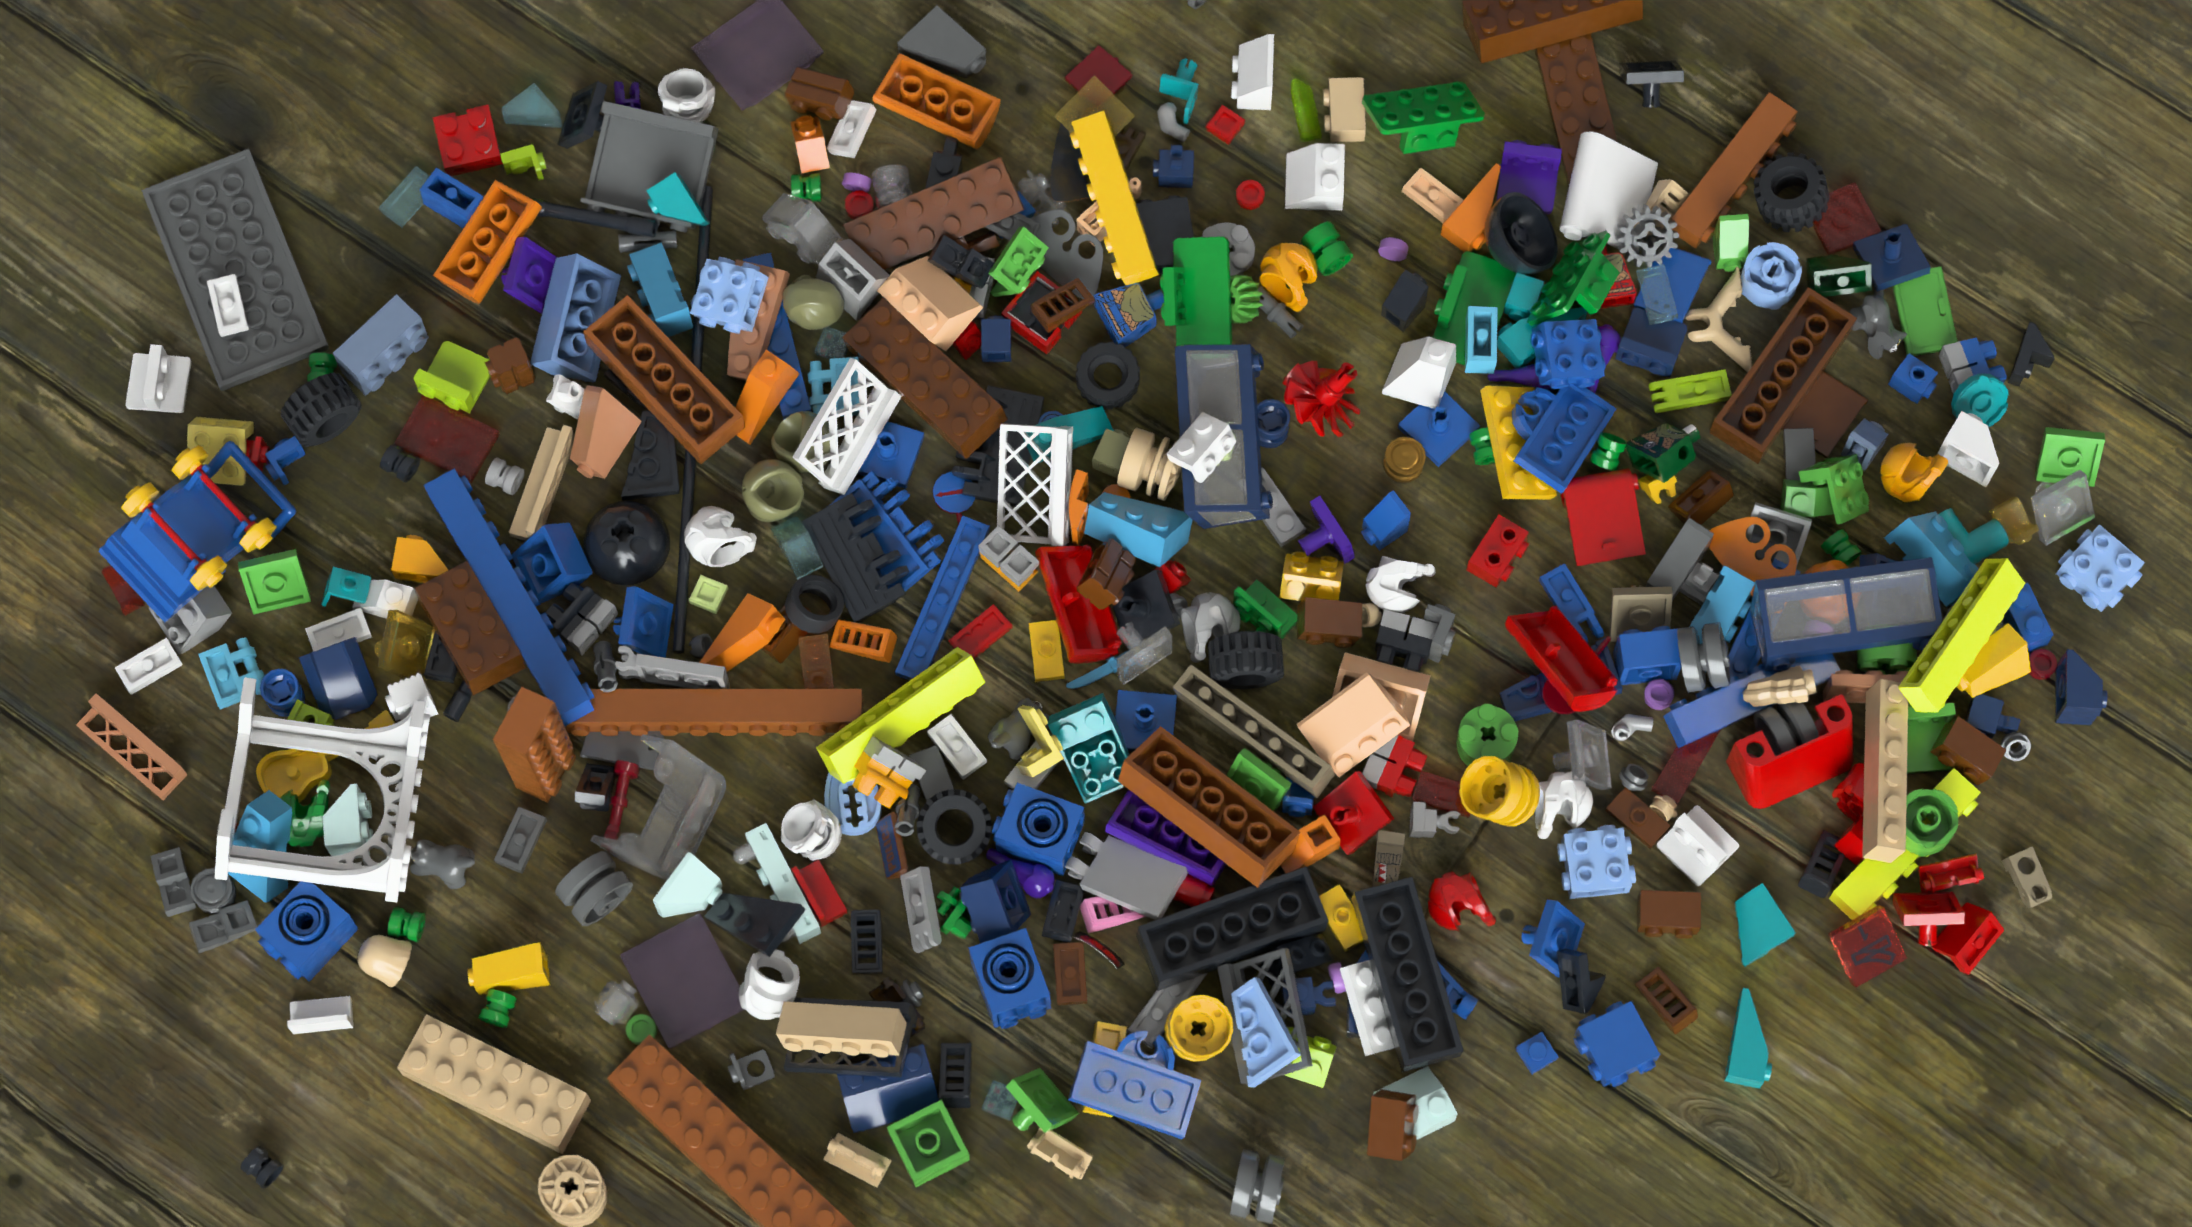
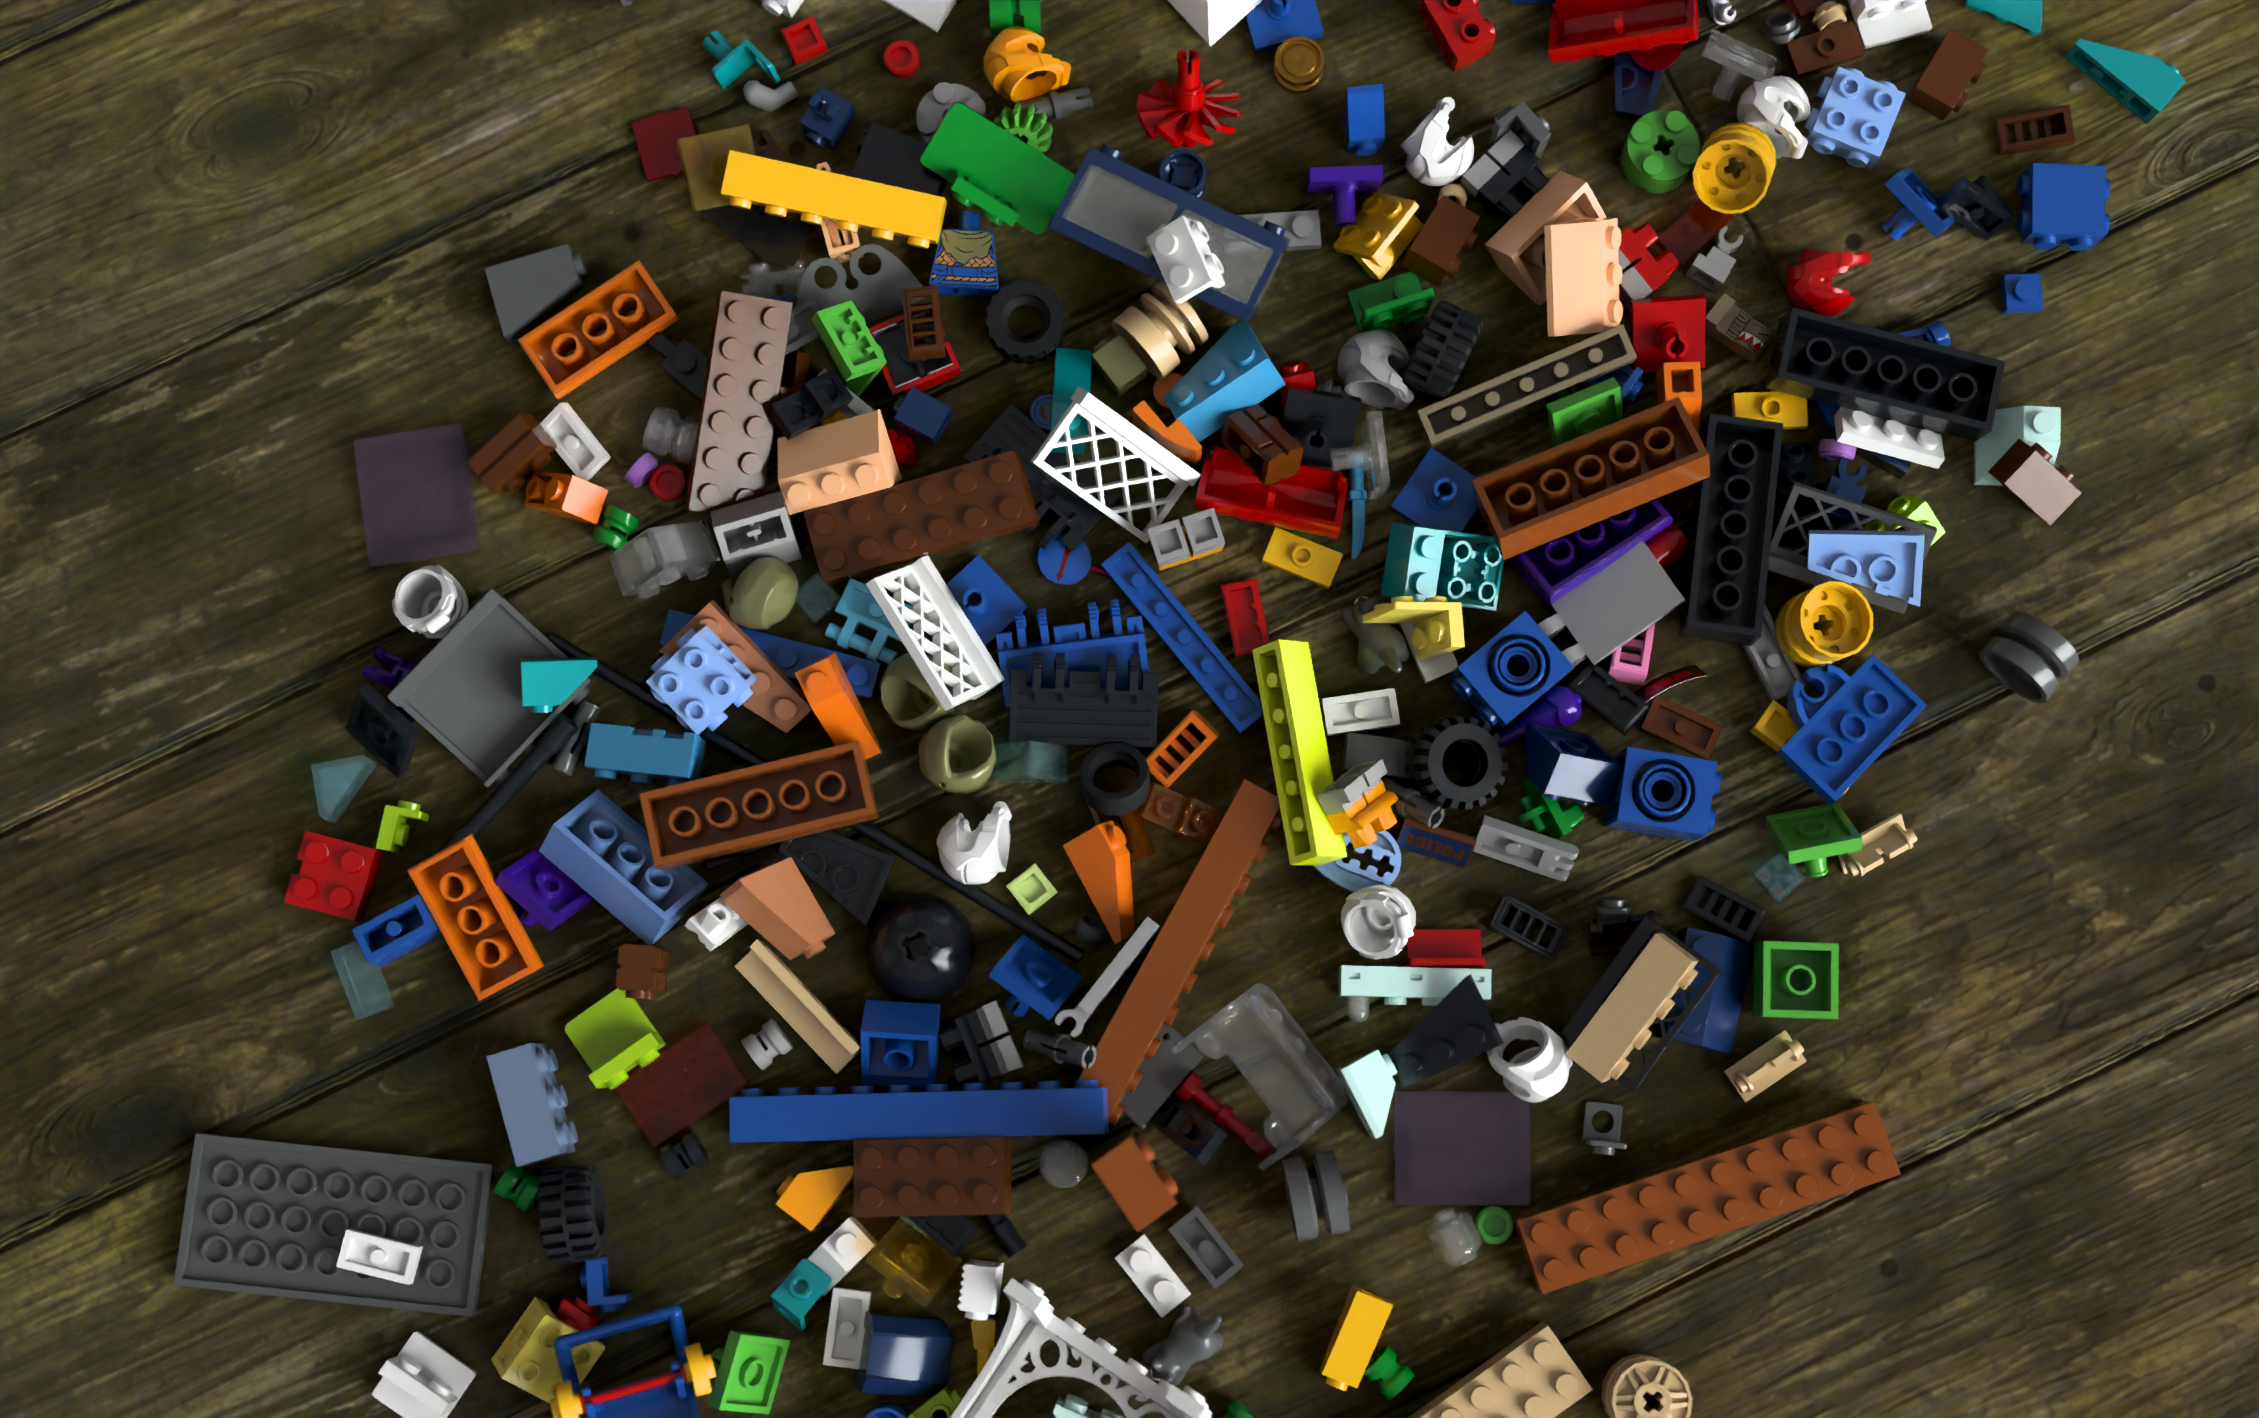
camera: 60 degrees left, 10 degrees up
(482, 816) = (1152, 1275): none -> white plate

